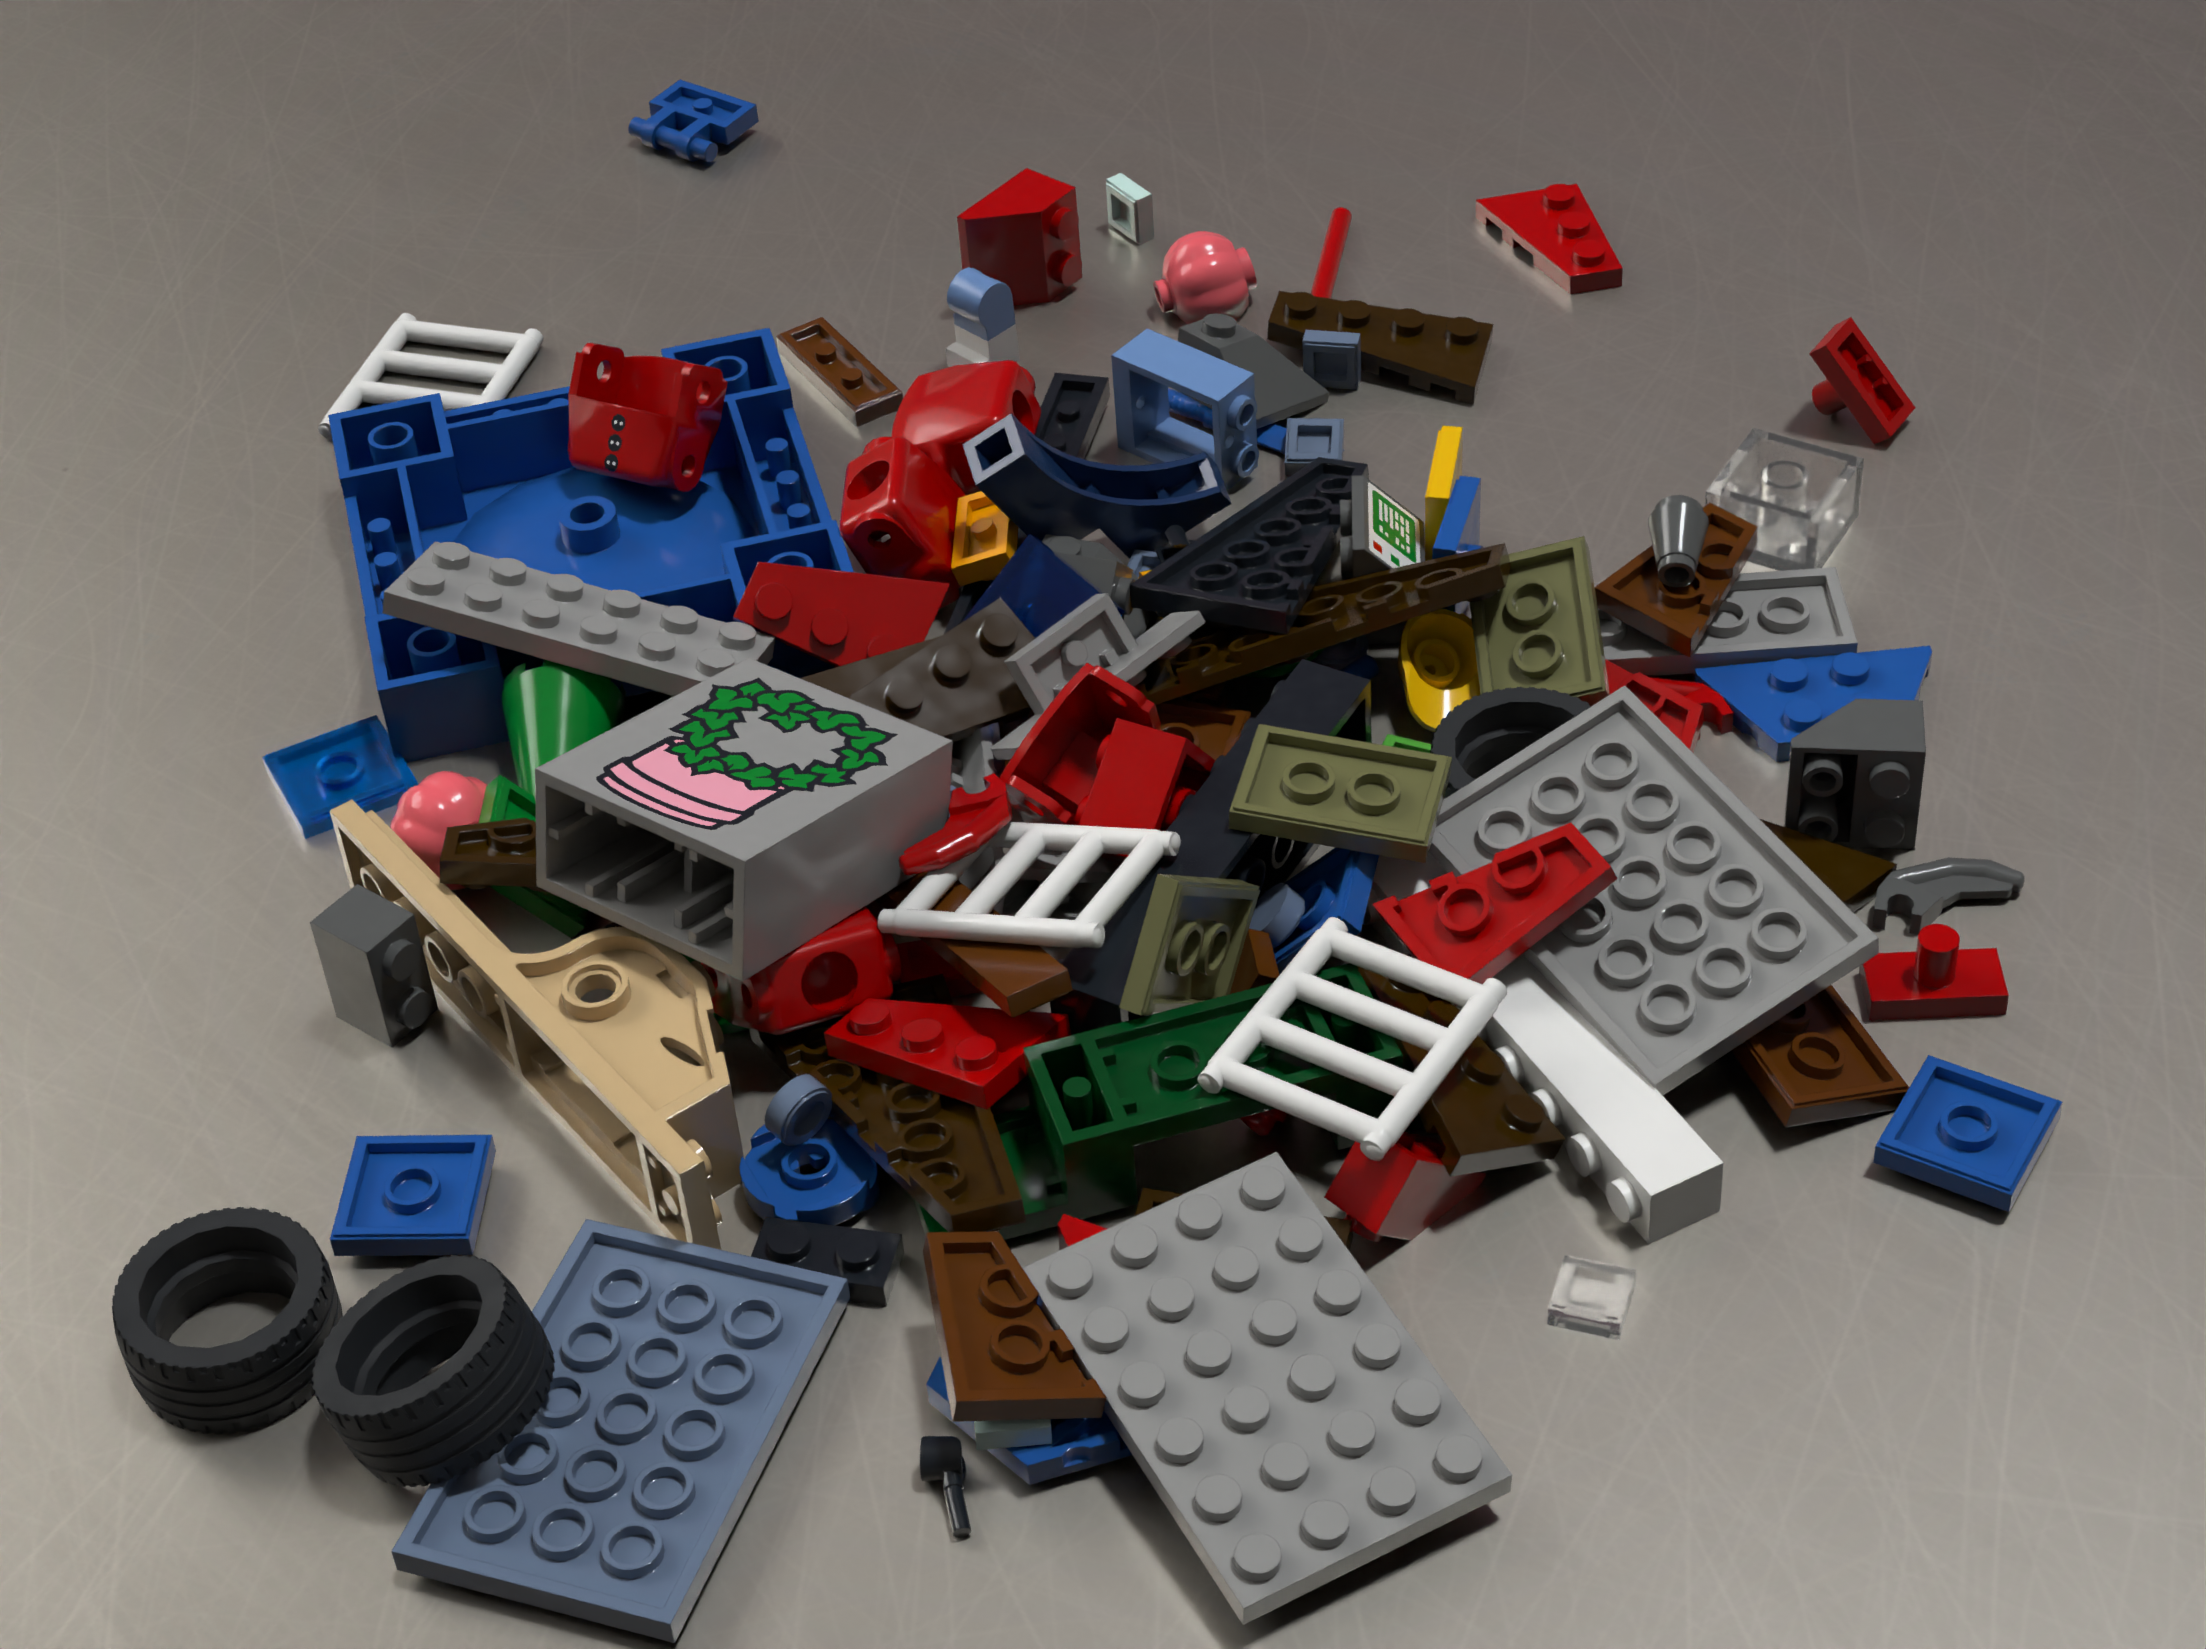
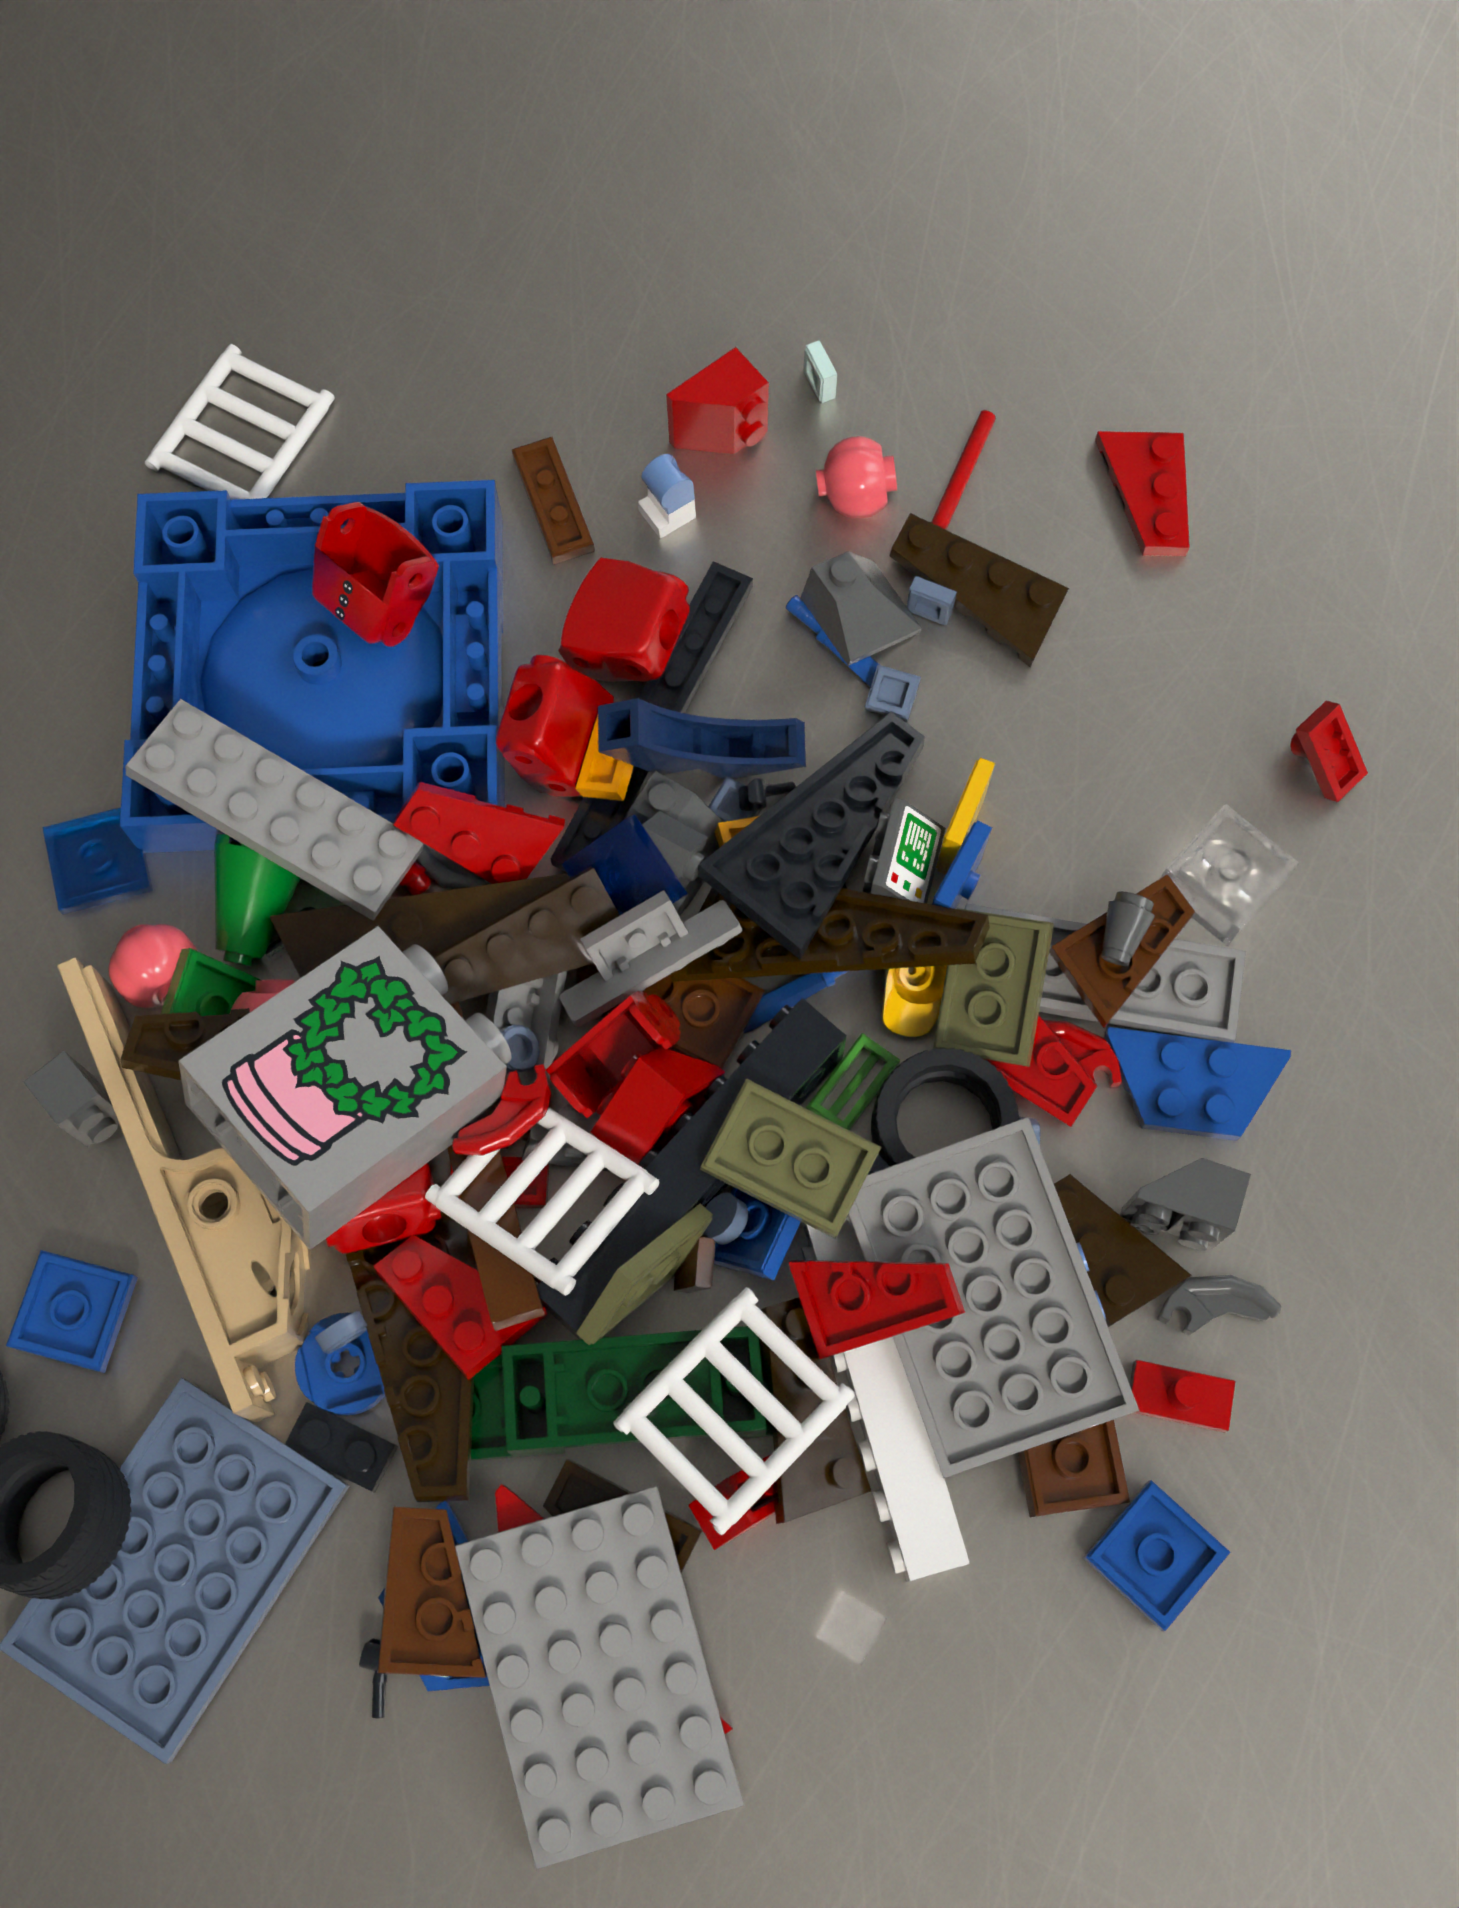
camera: 10 degrees right, 30 degrees up
(700, 115) = (510, 152): blue plate -> none
(1144, 428) = (798, 647): medium blue window -> none

